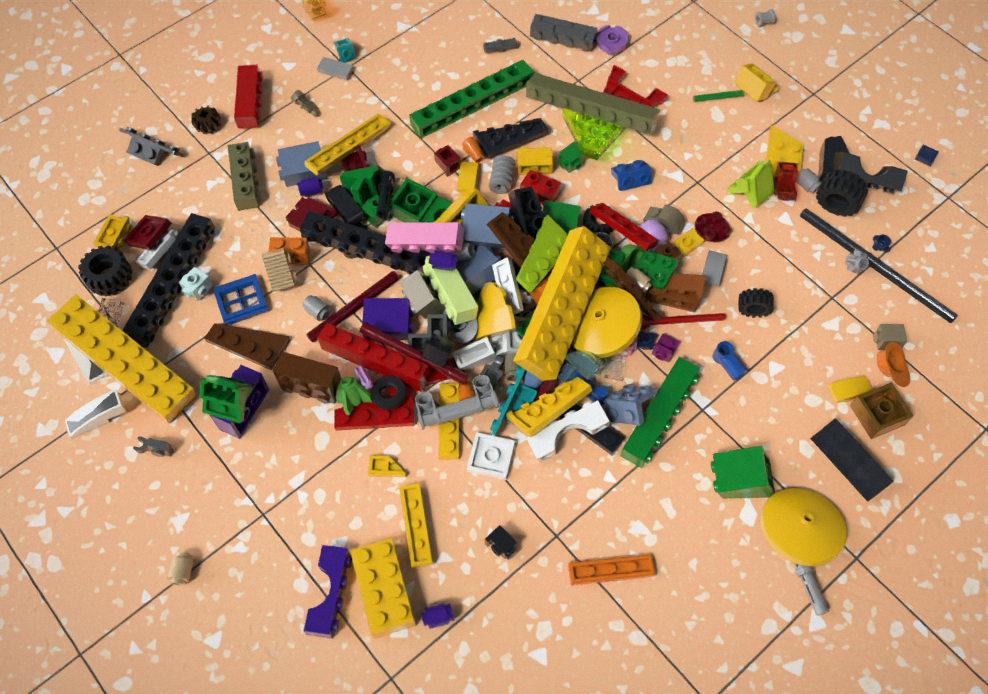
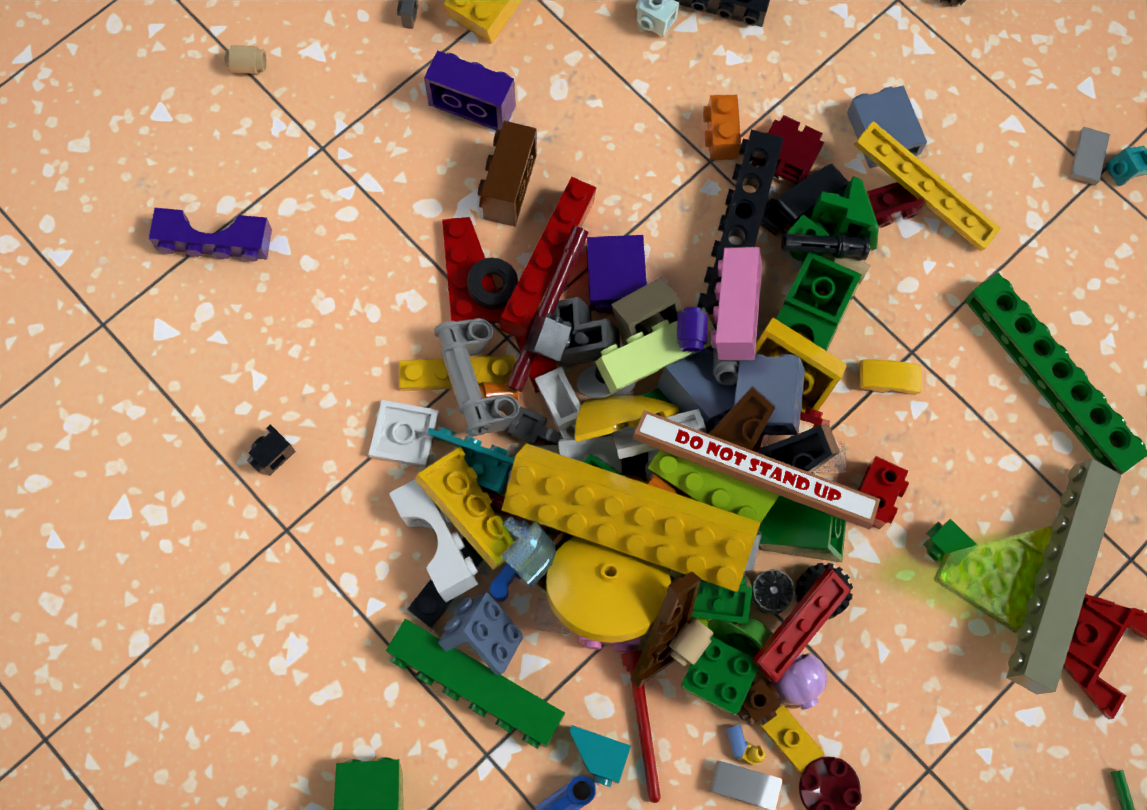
camera: 85 degrees right, 10 degrees up
(224, 397) = (456, 61): green piece -> none
(240, 299) = (641, 75): blue piece -> none
(243, 176) = (854, 48): olive brick -> none
(248, 96) = (1006, 32): red brick -> none
(252, 345) = (569, 99): reddish brown wing -> none
(278, 269) = (684, 113): tan brick -> none
(298, 97) = (1003, 123): dark tan piece -> none
(310, 186) = (841, 140): dark purple brick -> none
(316, 307) = (630, 175): light grey brick -> none
(351, 394) = (489, 233): bright green brick -> none
(355, 304) = (641, 227): dark red axle -> none
(363, 377) = (514, 248): lavender axle -> none
(382, 588) = (210, 300): yellow brick -> none
(384, 467) = (387, 291): yellow tile -> none
(415, 525) = (299, 337): yellow plate -> none
(437, 615) = (174, 372): dark purple brick -> none
(447, 160) = (926, 333): dark red brick -> none
(473, 149) = (948, 381): orange cone -> none
(501, 174) = (900, 427): light grey piece -> none
(506, 138) = (977, 432): black wing -> none
(535, 159) = (935, 481): yellow brick -> none
(537, 230) = (757, 469): none -> tile
(611, 569) = (233, 606): orange tile -> none
(632, 175) = (926, 649): blue bracket -> none
(646, 345) = (606, 673): dark blue plate -> none
(665, 348) = (589, 696): magenta bracket -> none
(667, 216) = (836, 704): dark tan brick -> none
(681, 292) = (689, 723): dark orange wedge -> none
(693, 267) = (742, 749): none -> arm
(702, 341) = (600, 755): none -> teal slope

